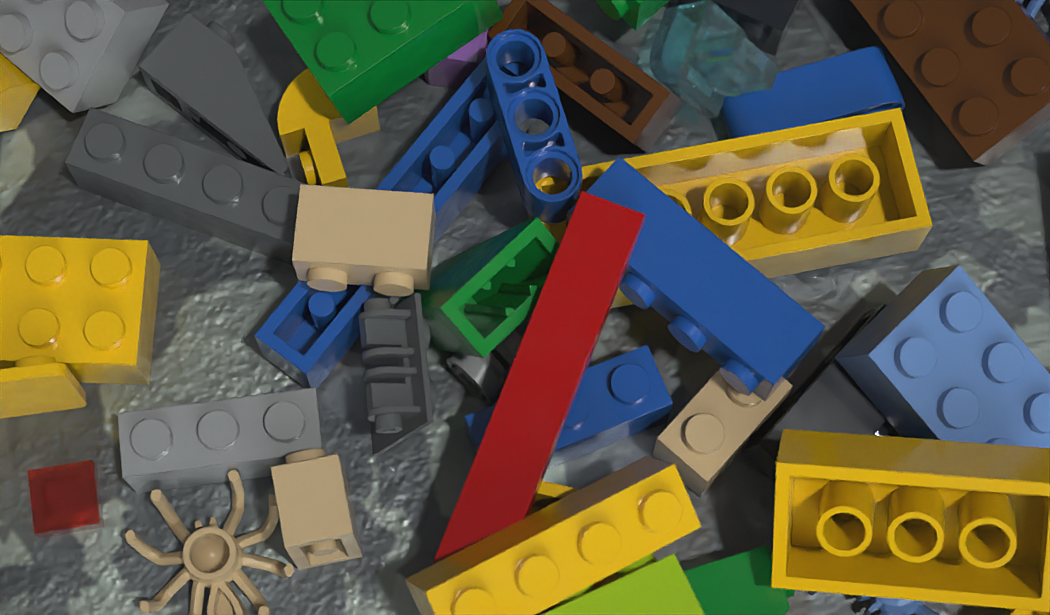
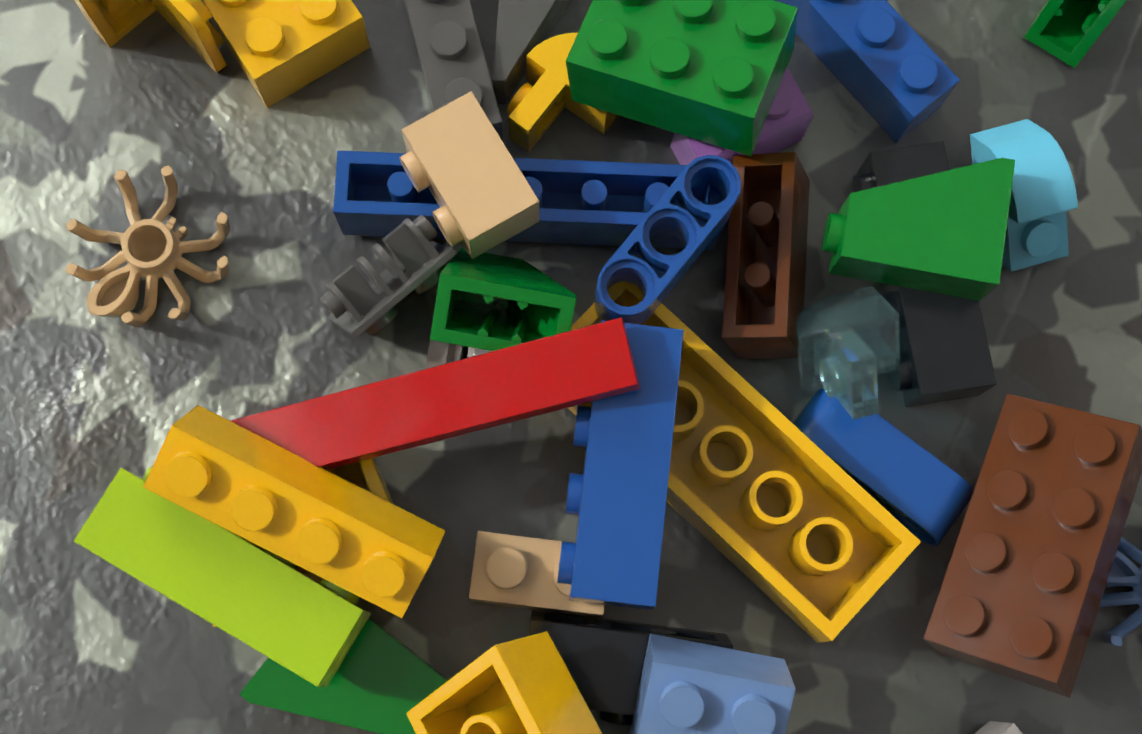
camera: 50 degrees right, 5 degrees up
(65, 499) = (131, 110): clear red tile -> none
(210, 438) = (249, 191): light grey brick -> none
(316, 509) = (233, 298): tan brick -> none
(610, 405) = (483, 469): blue brick -> none

